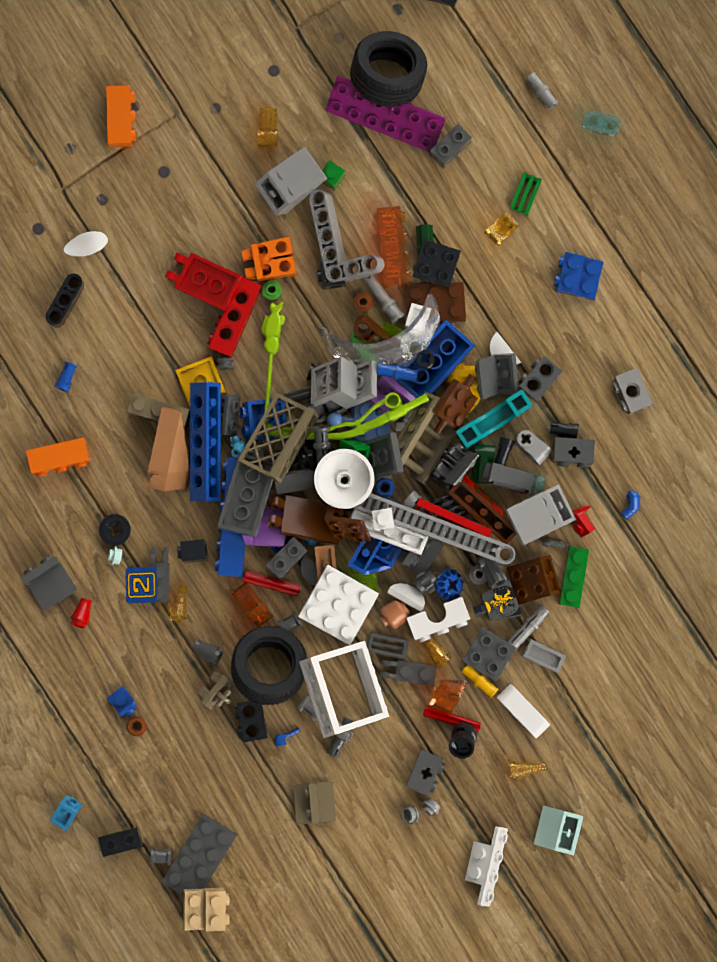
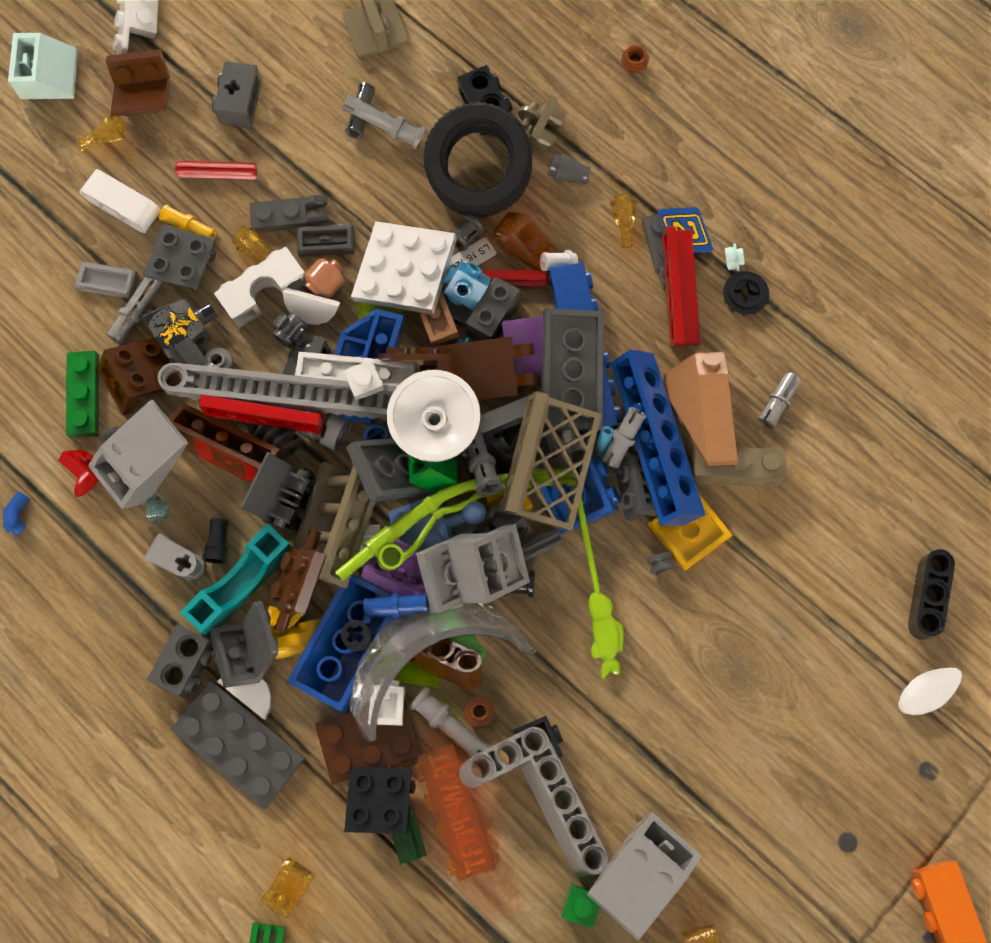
camera: 165 degrees right, 10 degrees down
(49, 582) = (813, 201): dark grey bracket -> none
(58, 457) = (860, 367): orange brick -> none
(65, 378) = (888, 478): blue pin -> none
(81, 614) = (754, 173): red cone -> none
(116, 450) = (779, 400): none -> light grey axle
(123, 702) = (661, 82): blue bracket -> none
(158, 541) = (681, 287): none -> red fence
(193, 551) = (627, 283): black brick -> none
(205, 281) = (730, 678): red tile -> none
(226, 445) = (624, 437): none -> light grey pin
(227, 346) = (654, 682): red brick -> none
(233, 584) = (551, 260): none -> white pin
(271, 260) = (649, 736): orange hips -> none
(272, 296) = (619, 703): bright green plate -> none
(280, 739) = (440, 92): blue hand -> none
(286, 608) = (475, 253): none -> white sticker
(300, 578) = (466, 284): none -> dark azure brick
(320, 696) = (417, 156): white window -> none
(410, 814) = (245, 42): light grey plate -> none
(430, 807) = (219, 55): light grey plate -> none
(442, 584) = (264, 331): blue gear -> none
(447, 694) = (223, 189): clear orange slope -> none
(462, 740) = (192, 139): black wheel -> none
(486, 455) = (242, 524): dark green piece -> none
(493, 795) = (139, 82): none -> reddish brown bracket
(508, 478) = (200, 499): dark grey window -> none
(516, 321) = (238, 744): none -> dark grey plate
(569, 430) = (124, 597): black pin -> none
(578, 276) = (153, 842): blue plate -> none
(583, 446) = (128, 569): dark grey brick -> none
(632, 379) = (22, 671): light grey brick -> none

